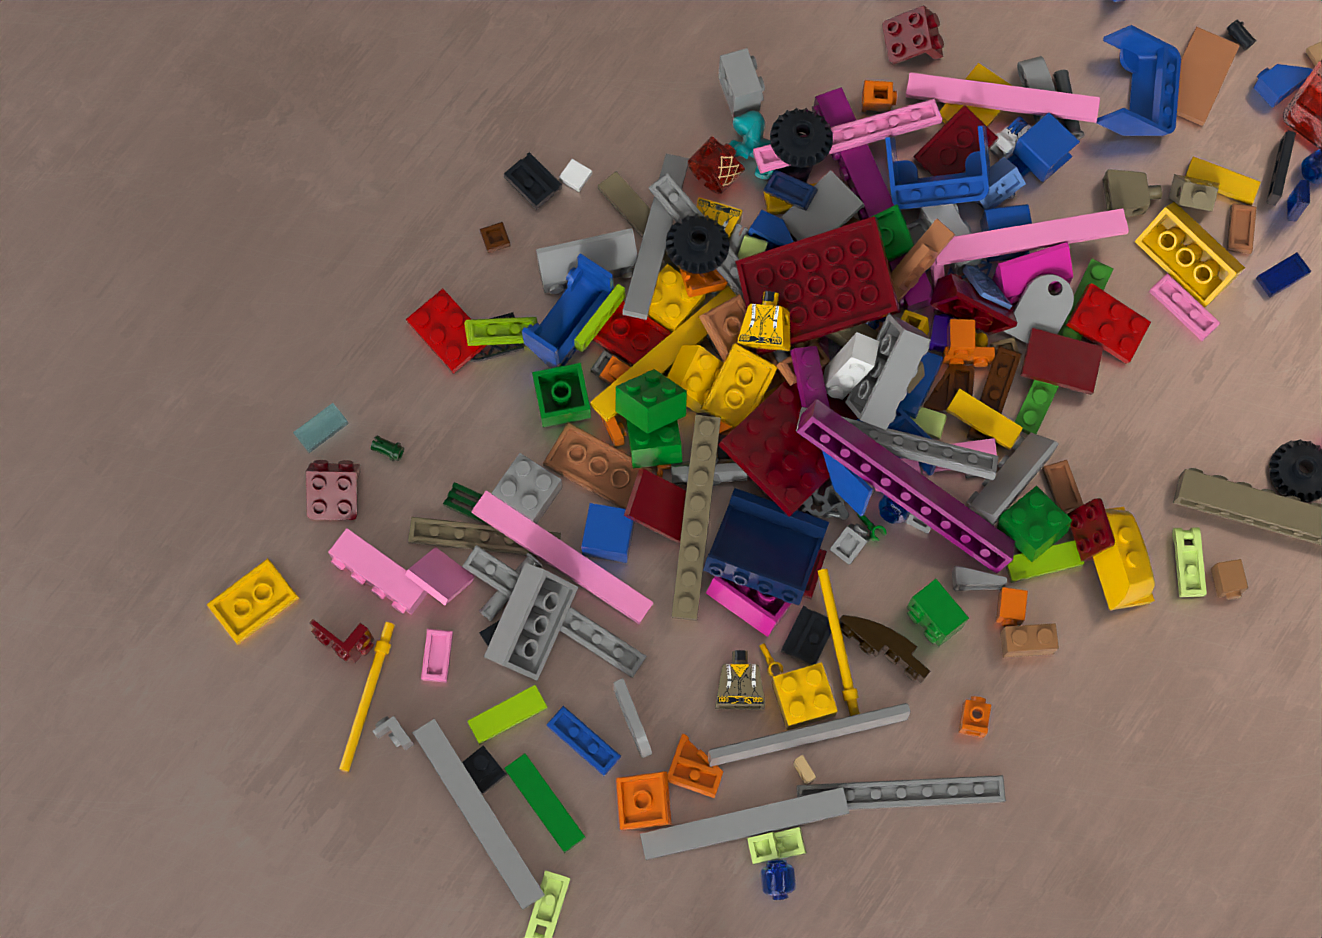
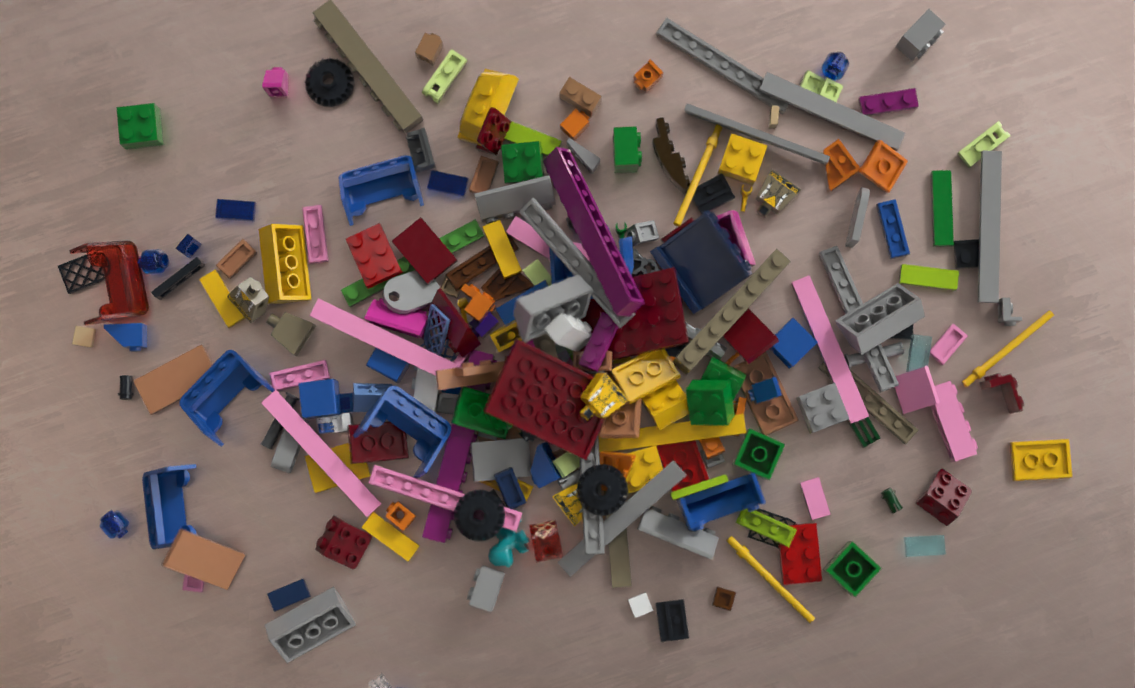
camera: 140 degrees left, 10 degrees up
(383, 347) = (852, 568): none -> green brick
(462, 621) = (919, 352): none -> clear light blue tile
(470, 396) = (815, 498): none -> bright pink tile
(507, 293) = (744, 553): none -> yellow bar
(601, 460) = (764, 391): none -> blue slope
(688, 883) = (888, 102): none -> magenta plate
(854, 73) = (390, 536): none -> yellow tile
(1083, 161) = (291, 377): none -> bright pink tile
(1094, 452) = (447, 183): none -> clear blue tile
(1148, 466) = (420, 150): none -> dark grey hinge
(1168, 398) = (378, 183): none -> blue windscreen

